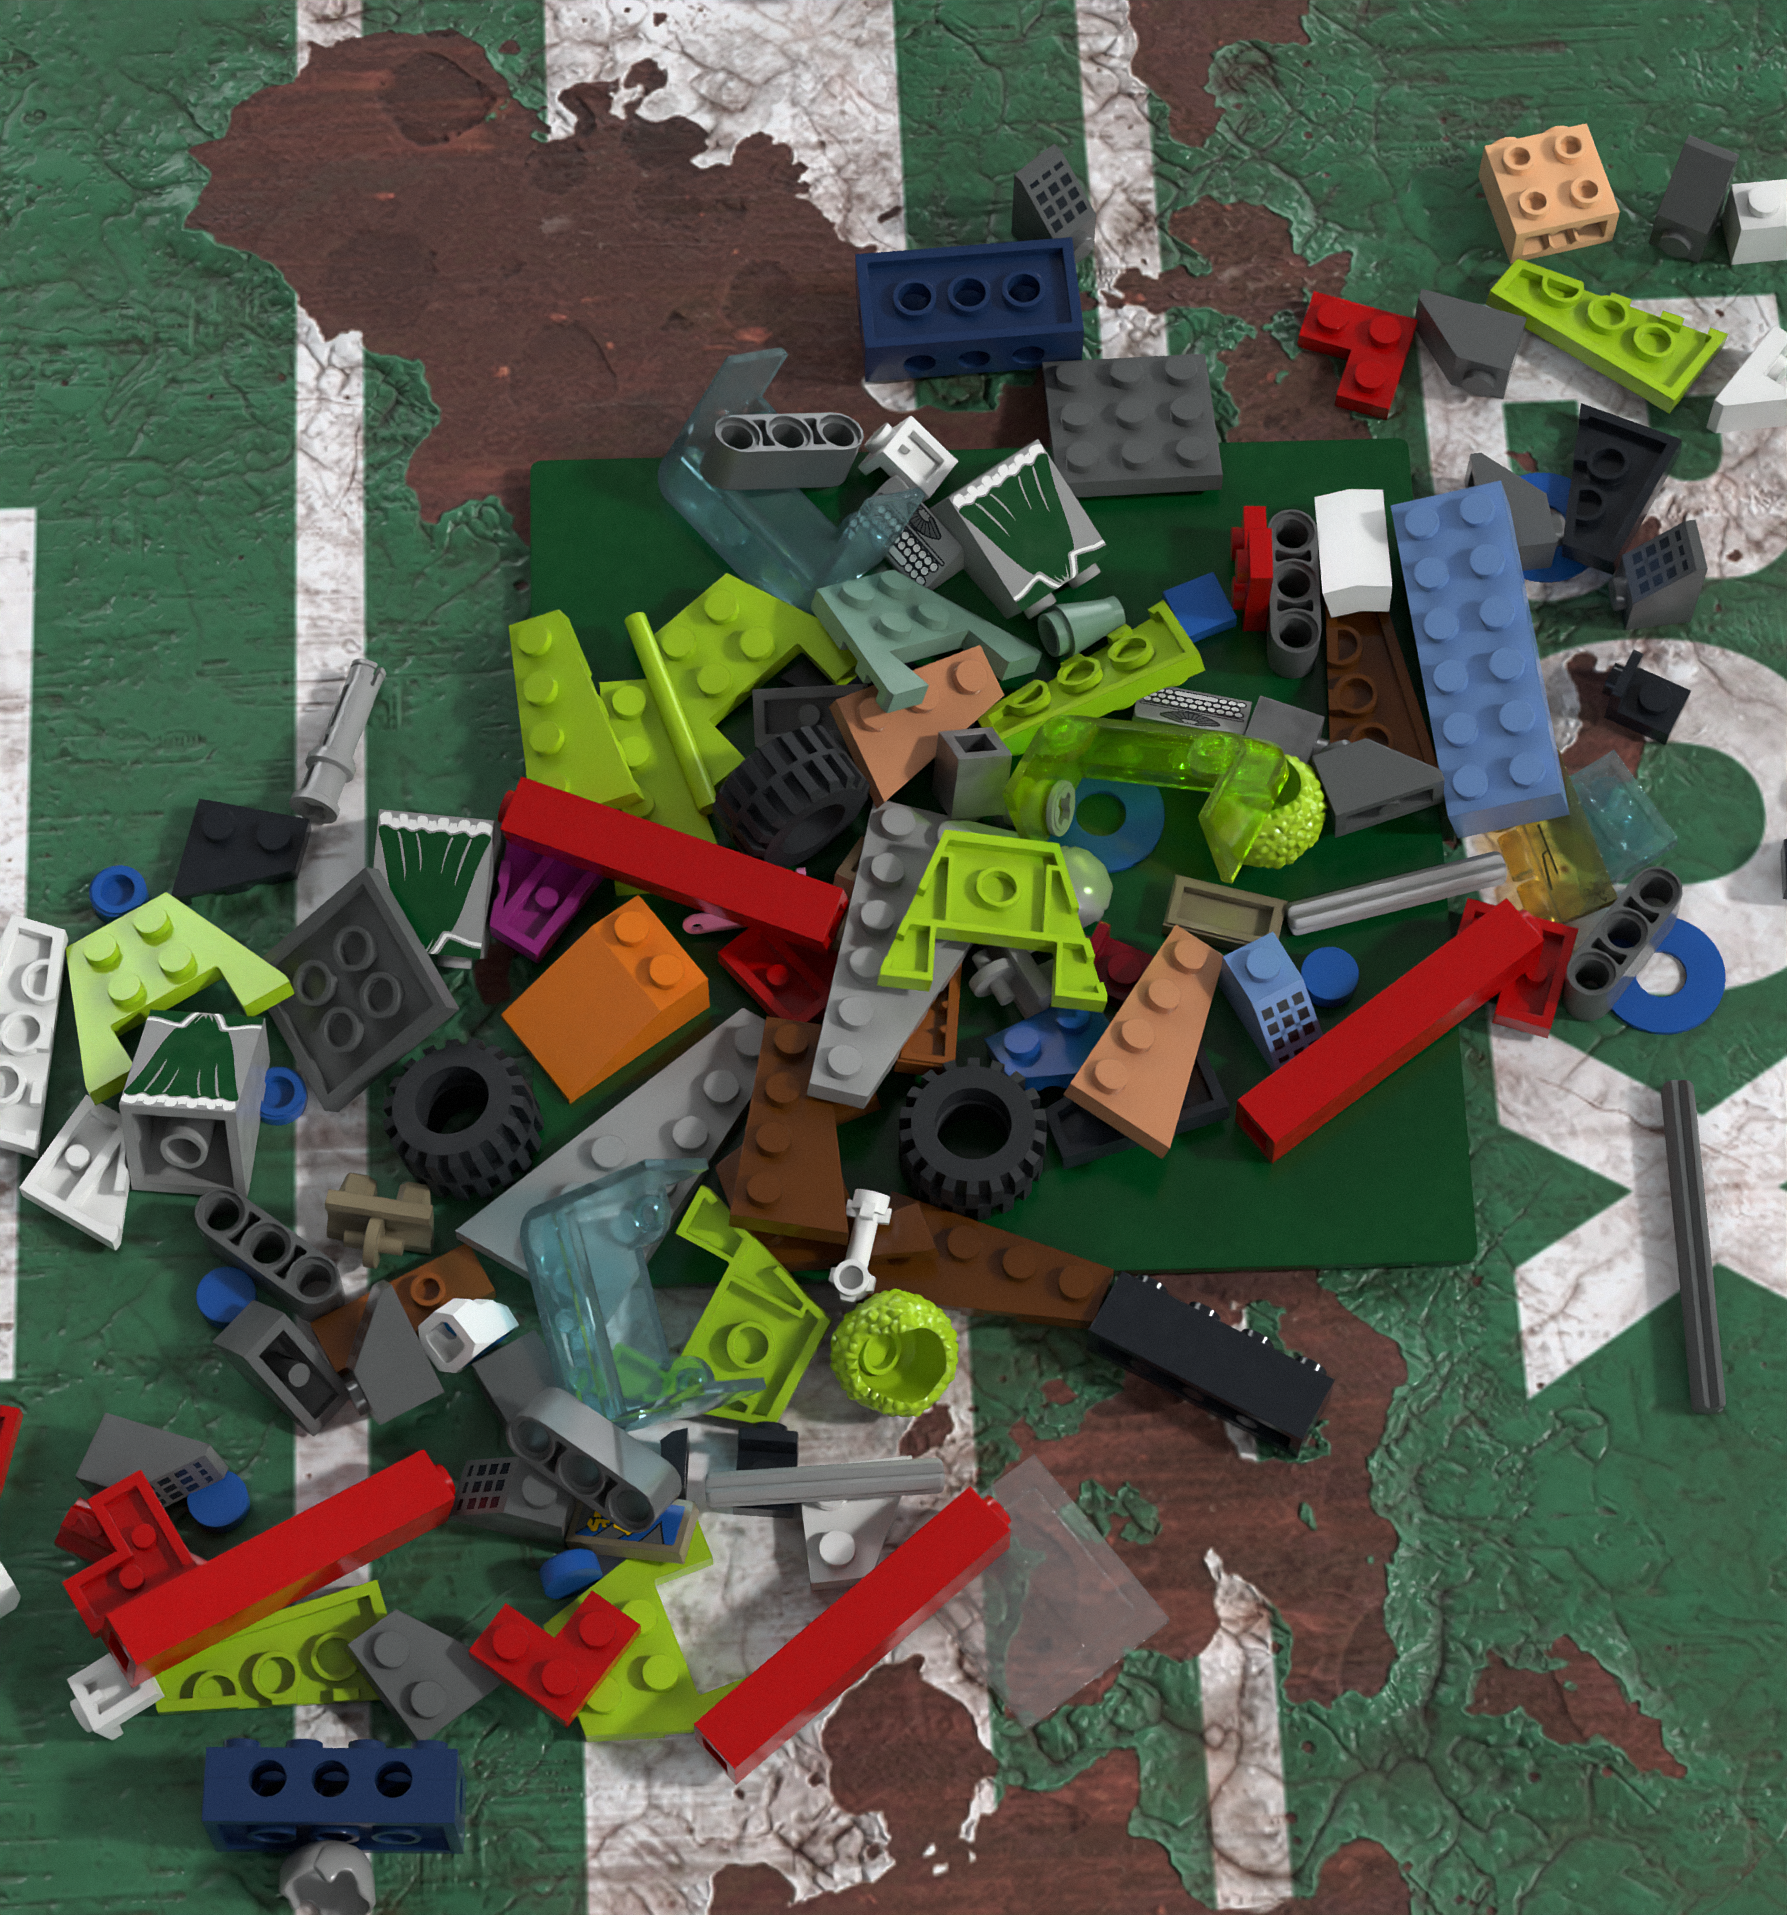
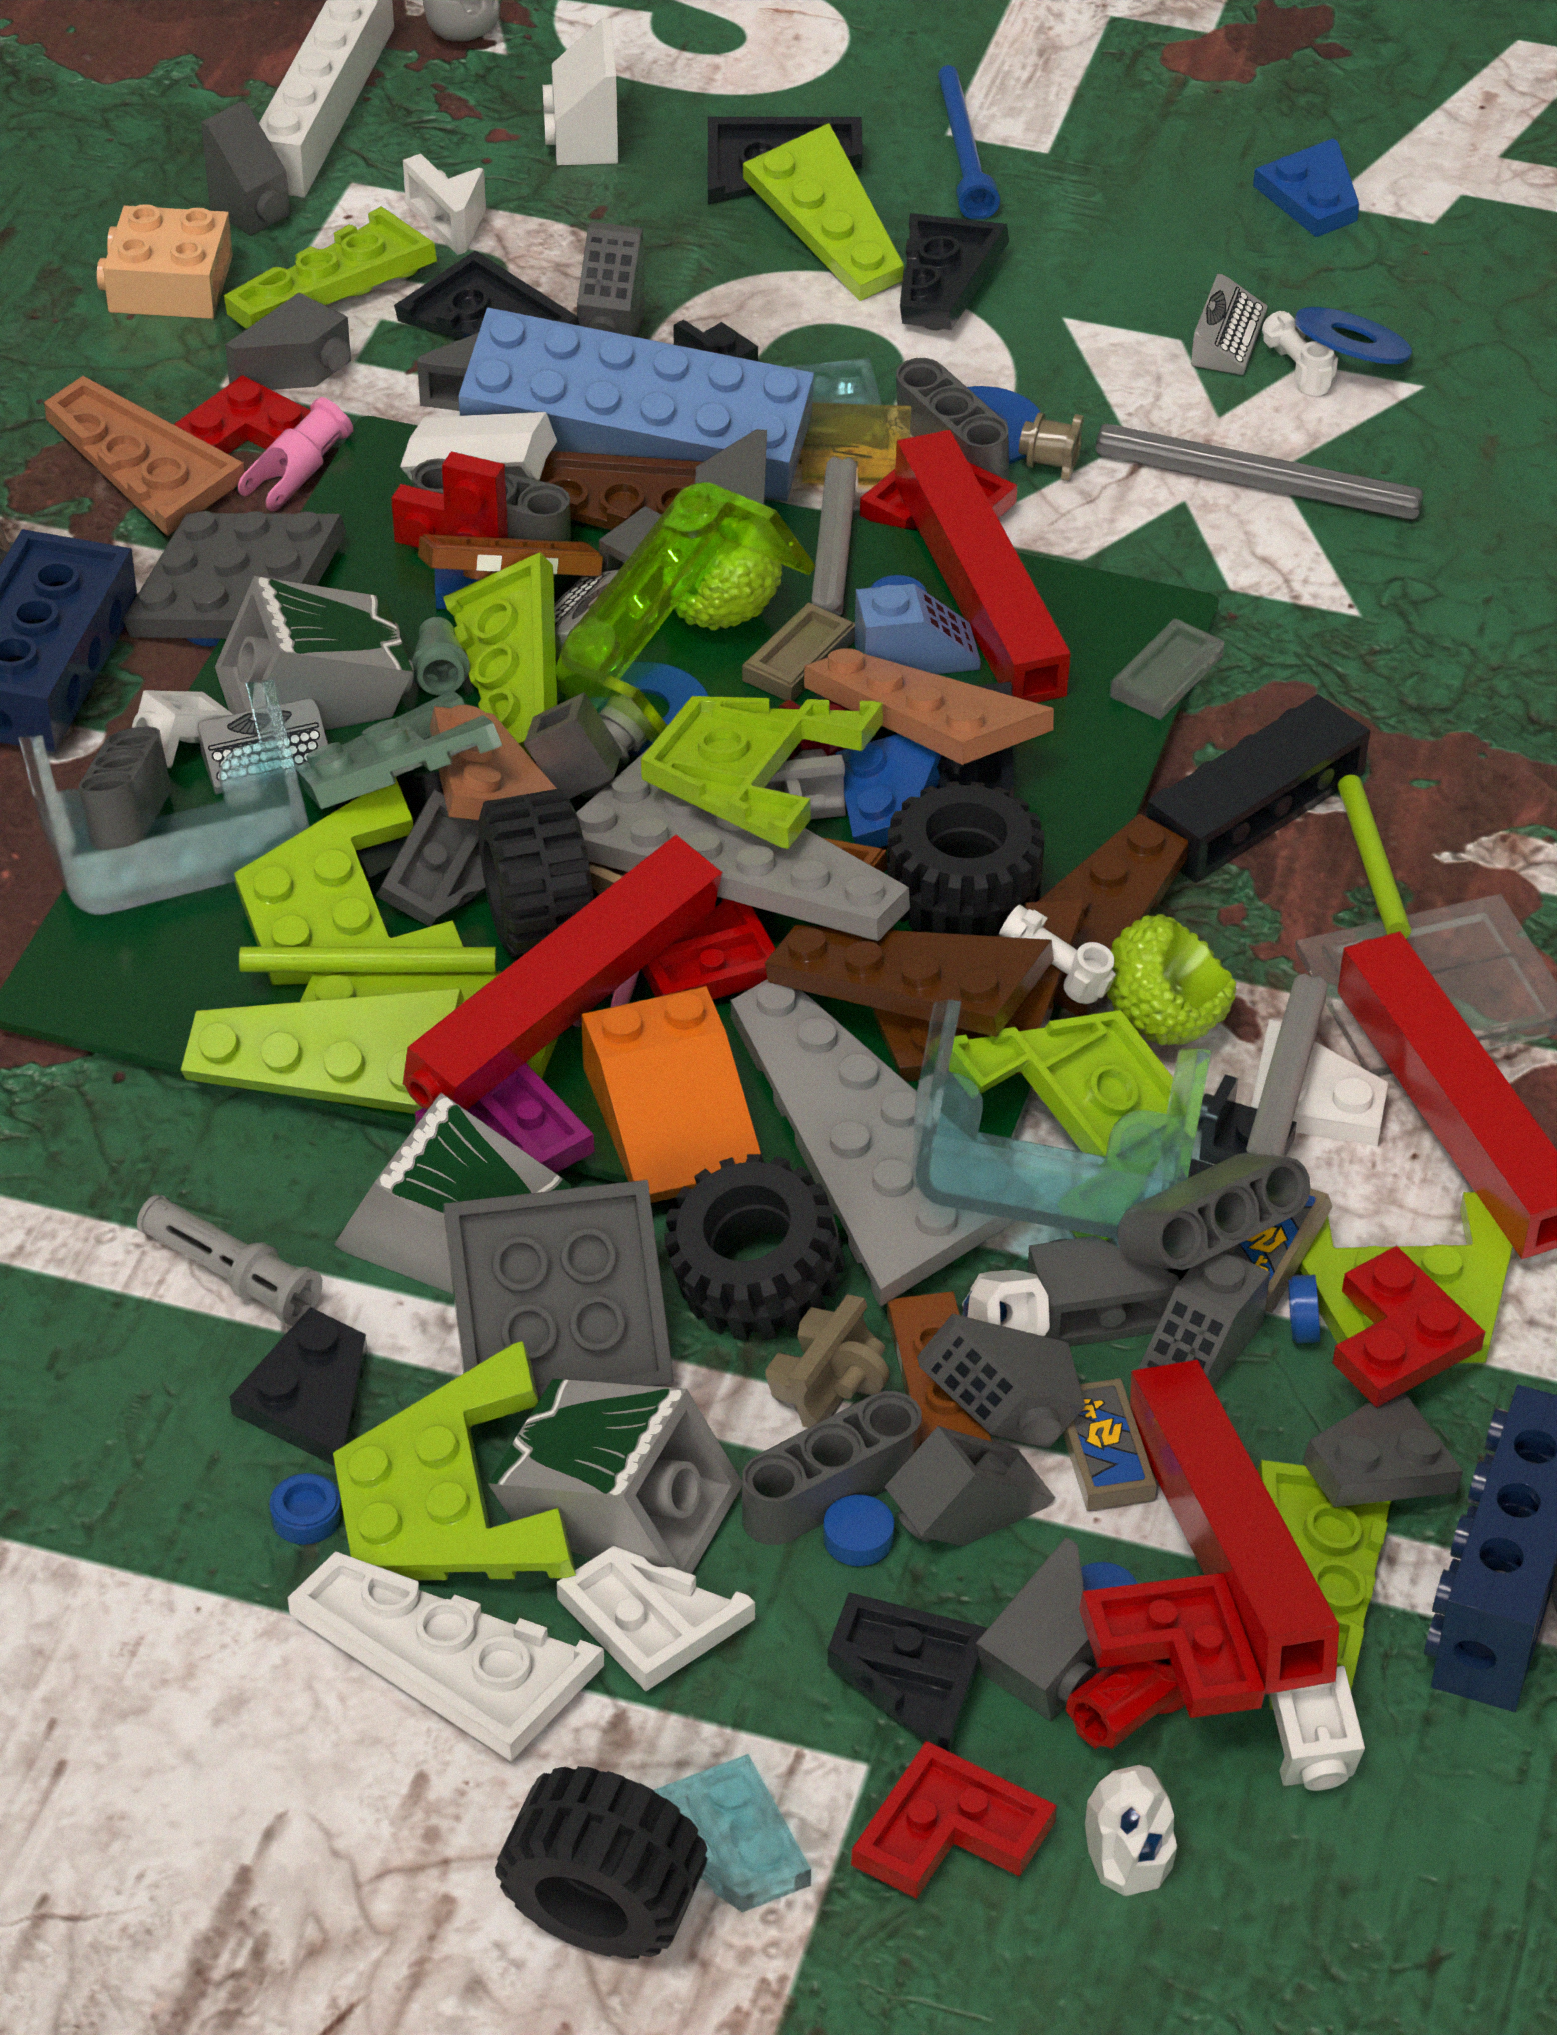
camera: 70 degrees left, 20 degrees down
(97, 1373) = (908, 1663): none -> black wing
(377, 1449) = (1108, 1449): none -> tile
(1160, 1491) = (1373, 856): none -> lime bar
(1217, 631) = (487, 555): none -> dark orange plate
(1270, 286) = (142, 454): none -> nougat wing
(1322, 408) = (297, 453): none -> bright pink piece
(1338, 1239) = (1167, 668): none -> clear tile
(1636, 1043) = (1052, 443): none -> dark tan brick

